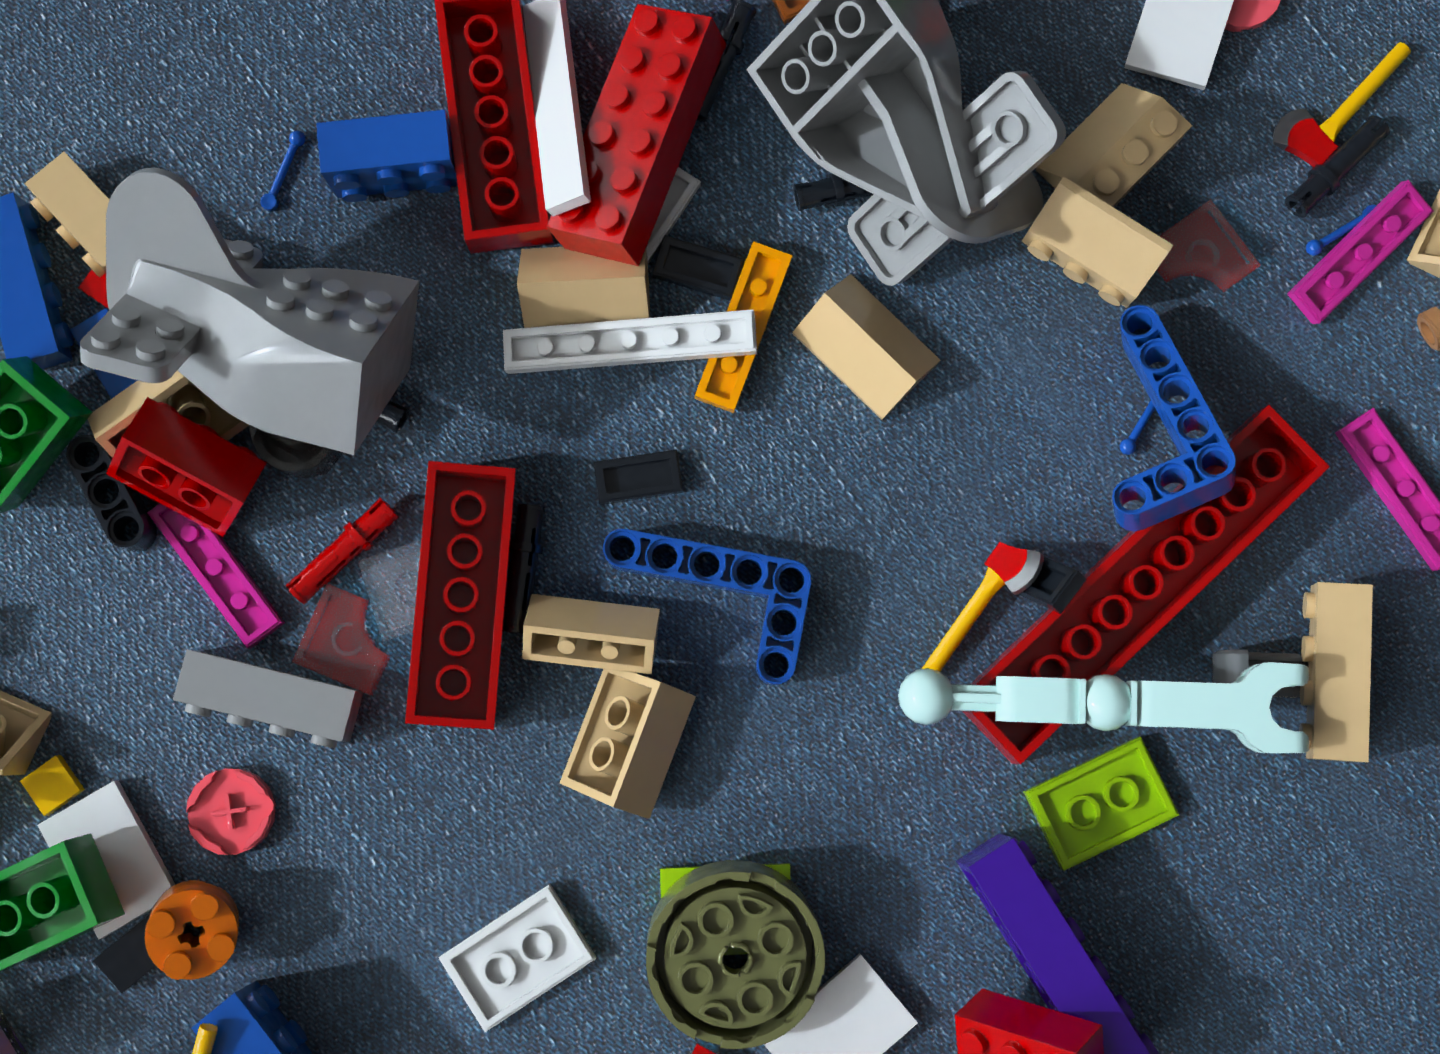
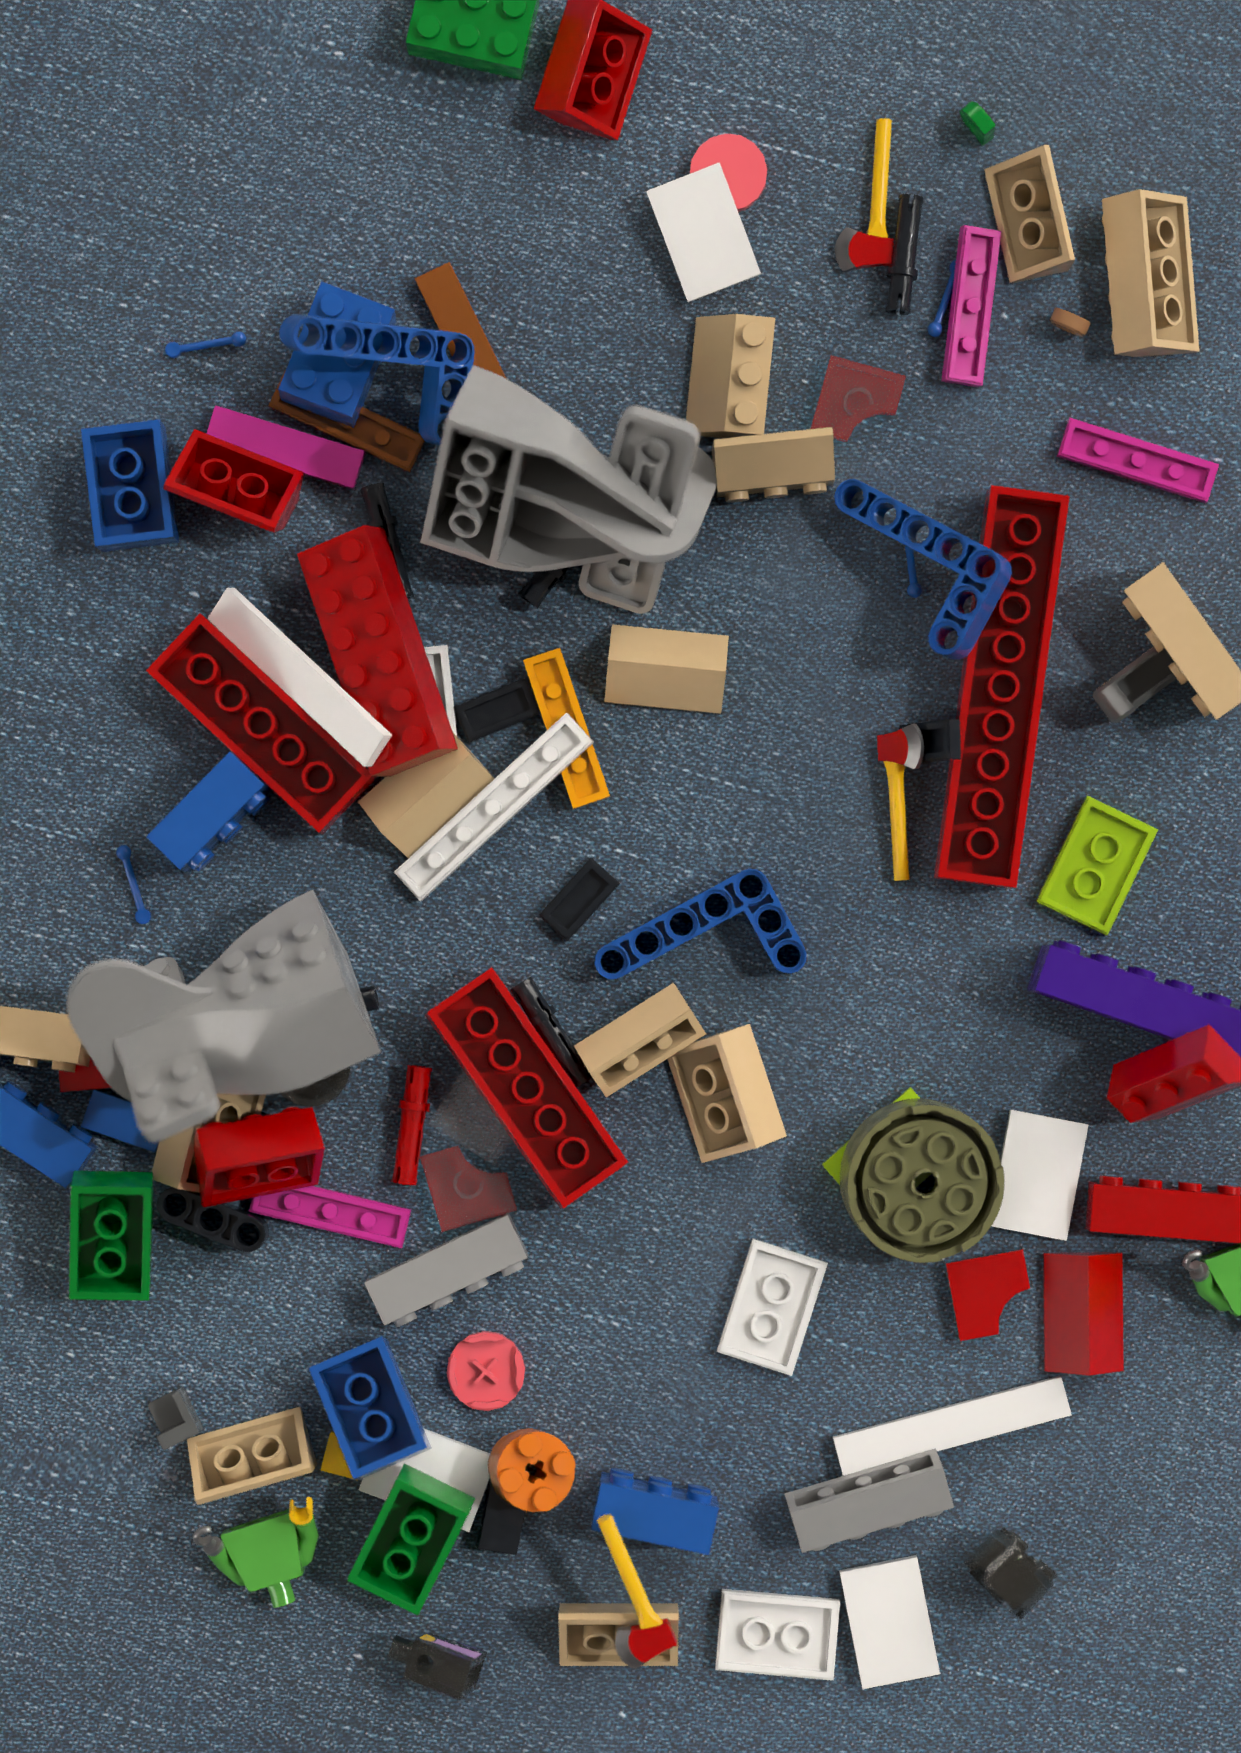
camera: 30 degrees left, 5 degrees up
(100, 761) = (370, 1408): none -> blue brick
(1110, 702) = (1044, 795): light aqua piece -> none

